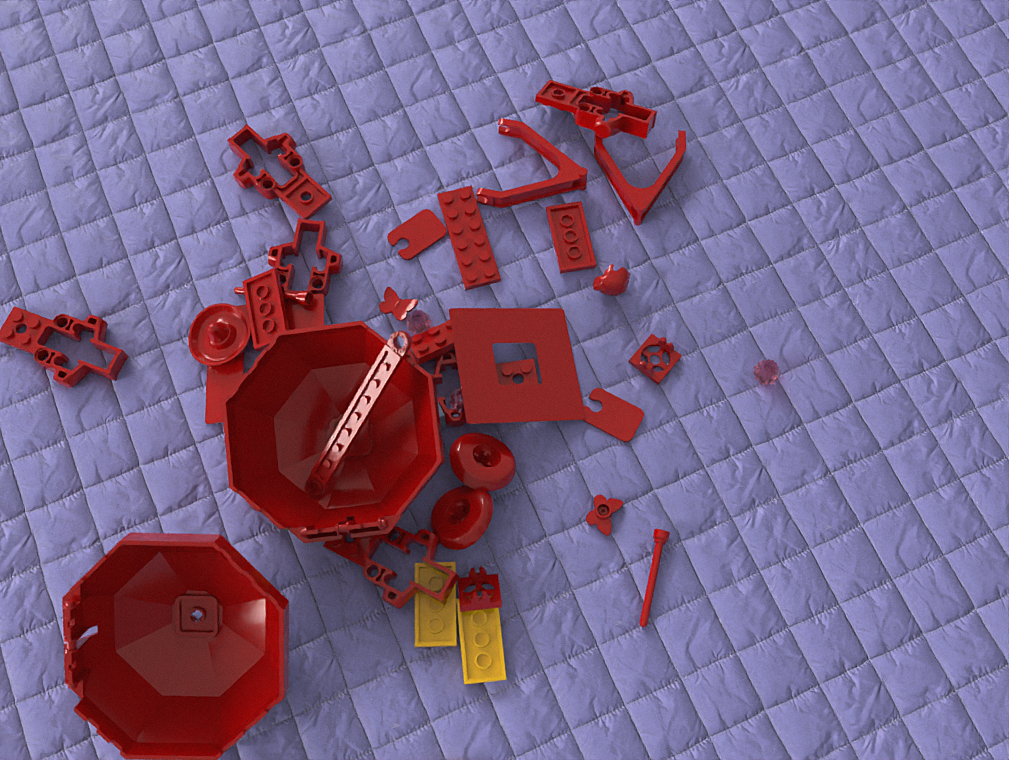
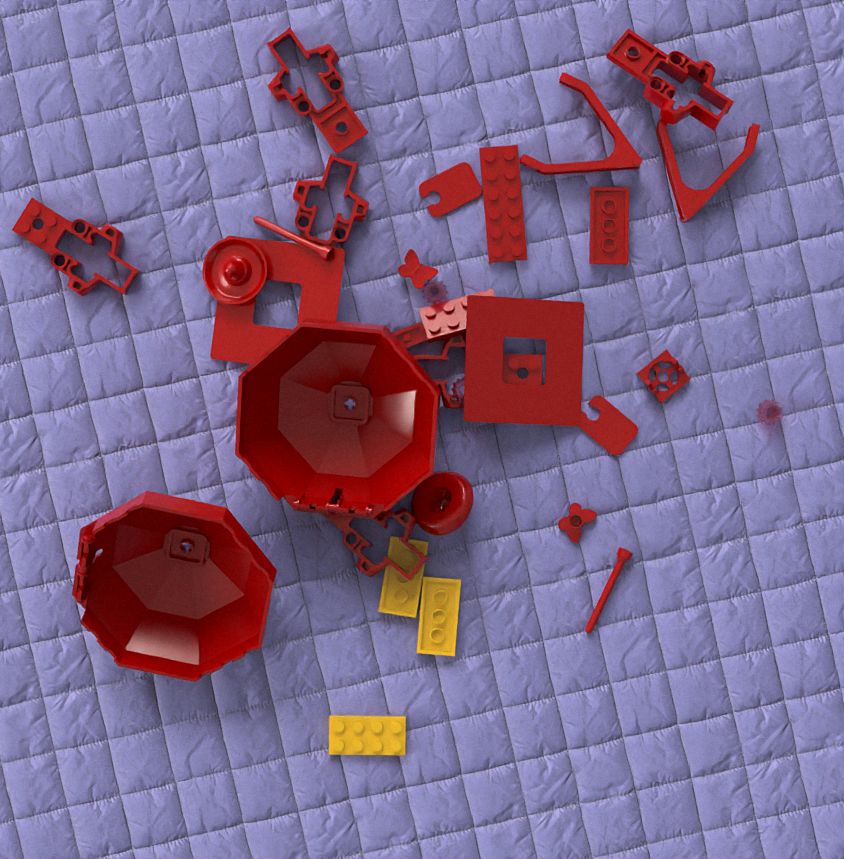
camera: 10 degrees right, 20 degrees up
(265, 307) = (285, 256): red plate -> none
(358, 412) = (363, 405): plate -> none
(482, 461) = (471, 453): red hat -> none
(485, 600) = (442, 586): red piece -> none
(612, 282) = (638, 289): red hair -> none

